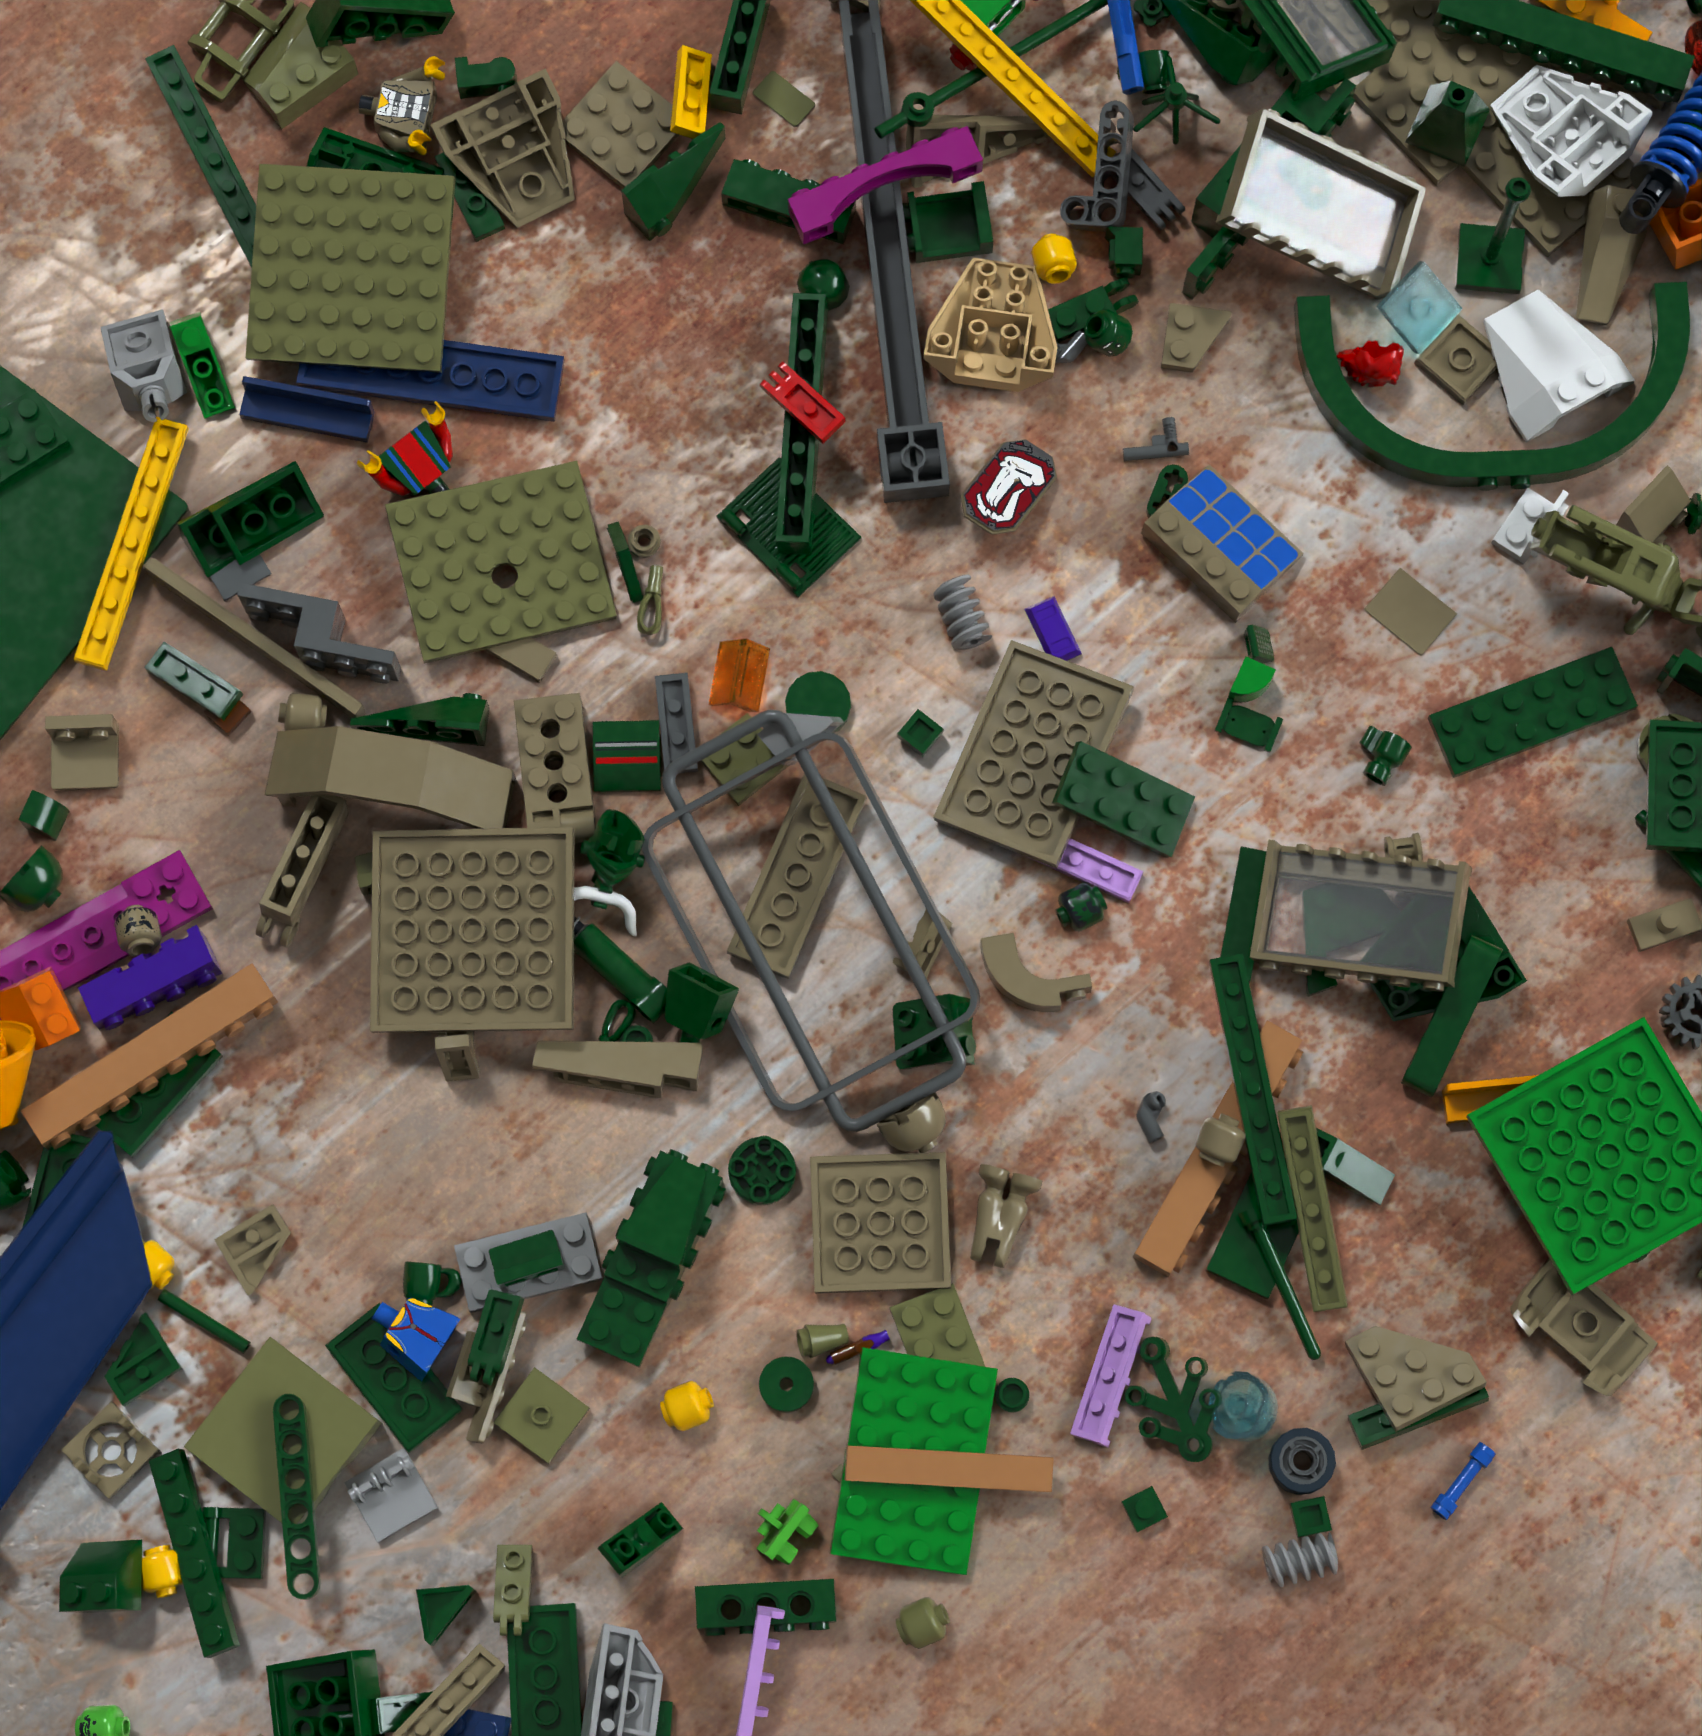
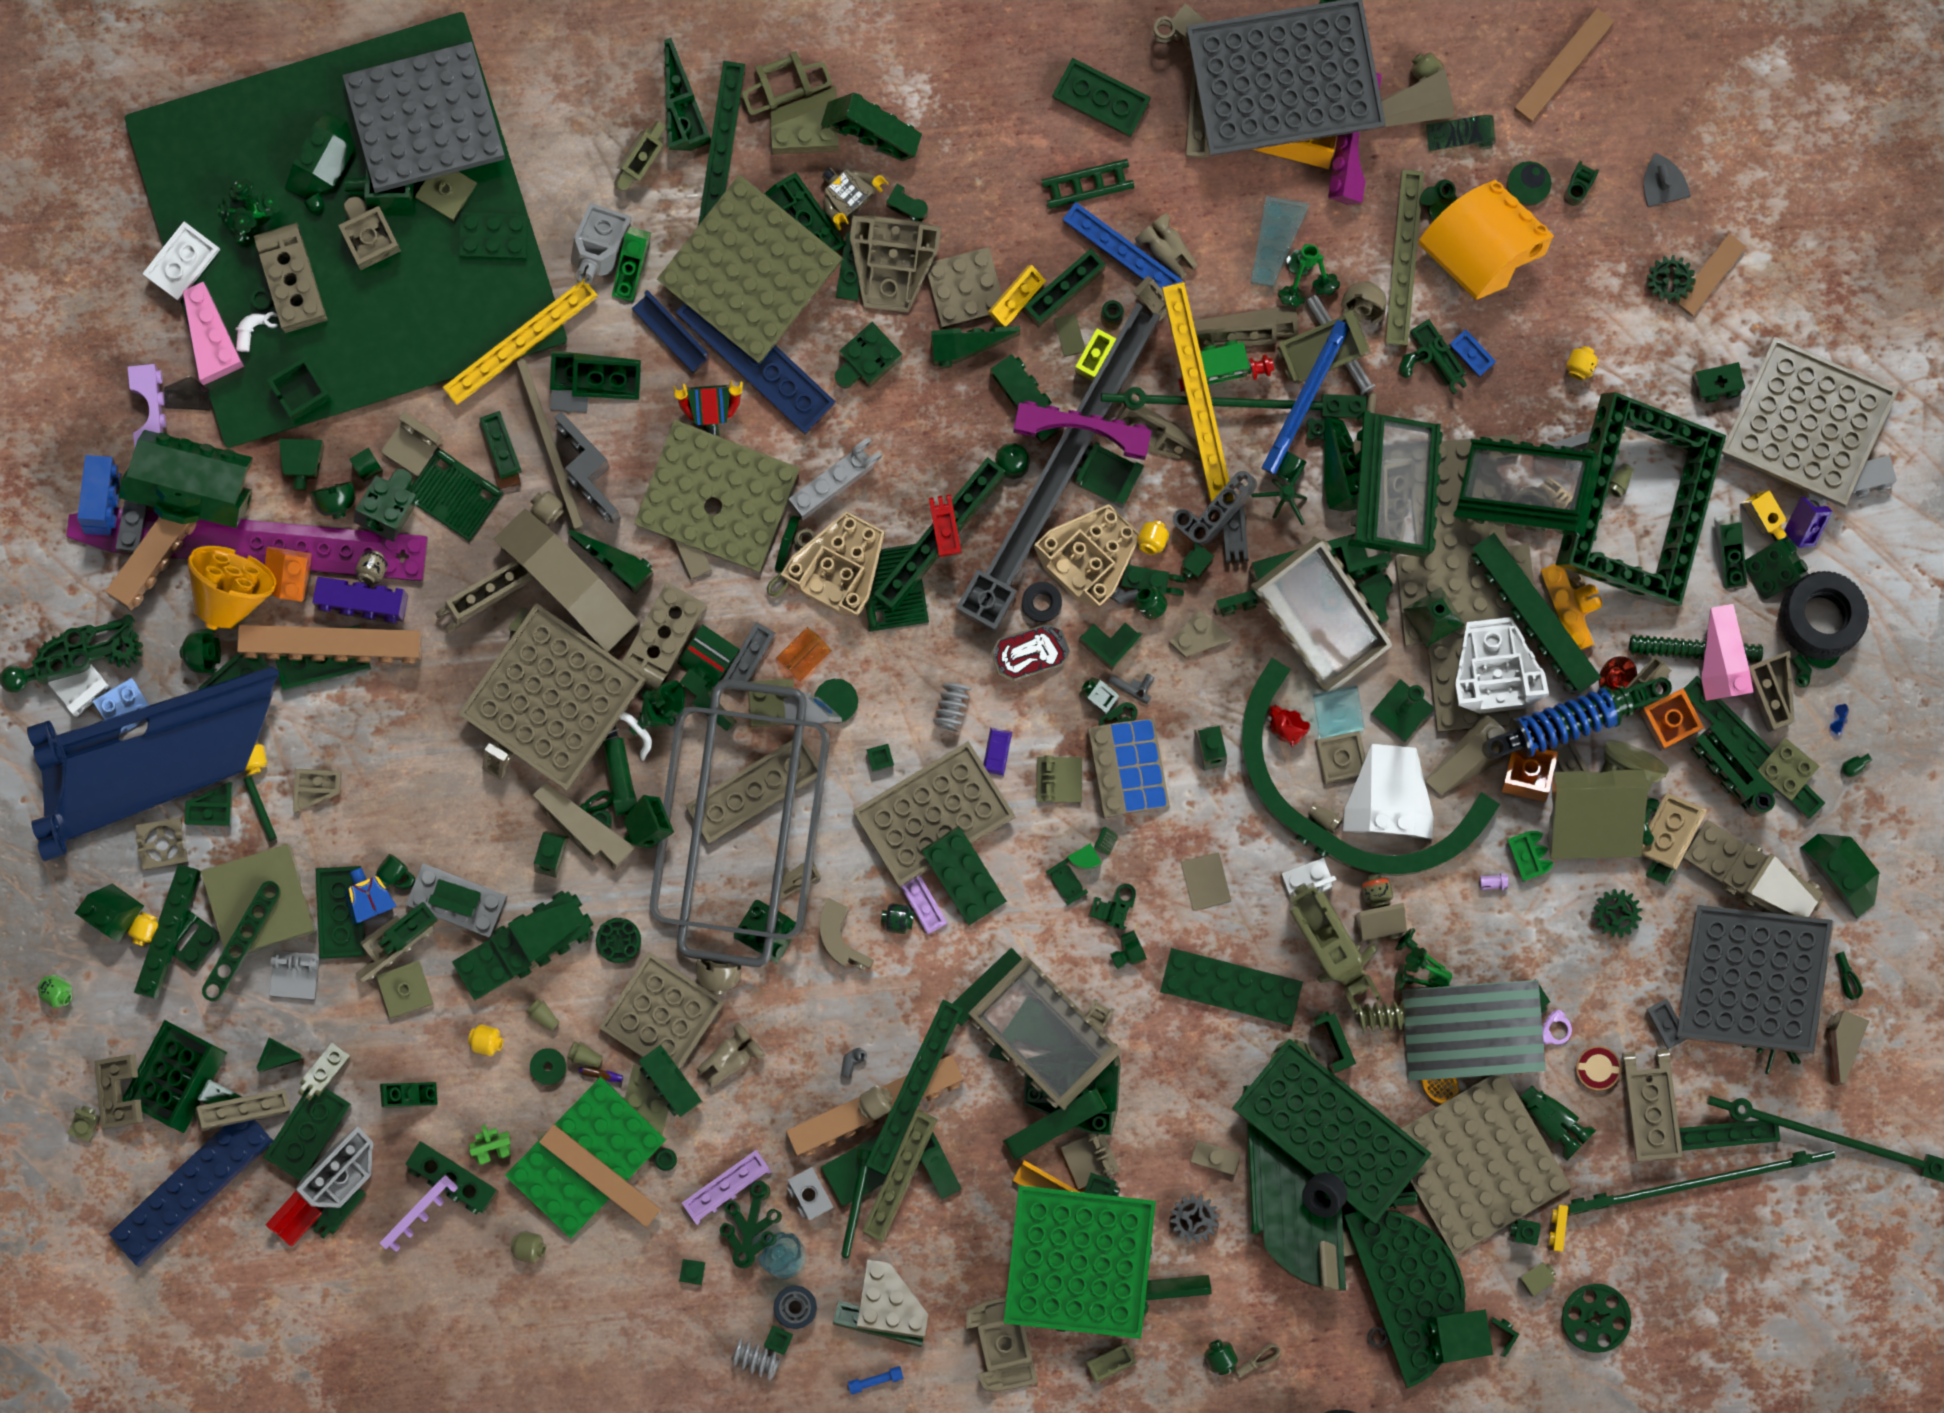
camera: 30 degrees right, 5 degrees up
(103, 845) = (383, 504): none -> dark green brick
(123, 232) = (639, 156): none -> olive hinge
(150, 158) = (684, 120): none -> dark green wedge
(177, 780) = (454, 495): none -> dark green window
(563, 282) = (865, 357): none -> dark green brick
(604, 1125) = (550, 853): none -> dark green torso
(628, 448) = (834, 480): none -> light grey hinge
(637, 793) = (698, 682): none -> dark green slope
(707, 541) = (838, 565): none -> tan wedge
(734, 1325) = (542, 1014): none -> olive cone
(811, 29) = (1117, 306): none -> dark green plate
(833, 96) = (1094, 354): none -> neon yellow brick
(952, 1293) = (669, 1082): none -> dark green wedge
(978, 402) = (1041, 588): none -> black tyre
(1098, 423) = (1110, 650): none -> dark green panel
(1124, 480) = (1099, 694): none -> bracket
(1151, 612) = (1059, 779): none -> olive hinge
(1238, 1308) = (821, 1202): none -> light grey brick
(1301, 447) = (1211, 746): none -> dark green torso
(1332, 721) = (1114, 912): none -> dark green piece
(1361, 135) = (1375, 591): none -> dark green arch
(1495, 439) = (1325, 818): none -> dark tan cone
(1520, 1031) = (1089, 1156): none -> dark tan hinge
(1558, 1049) = (1102, 1185): none -> dark green bracket
(1619, 481) = (1377, 891): none -> olive head

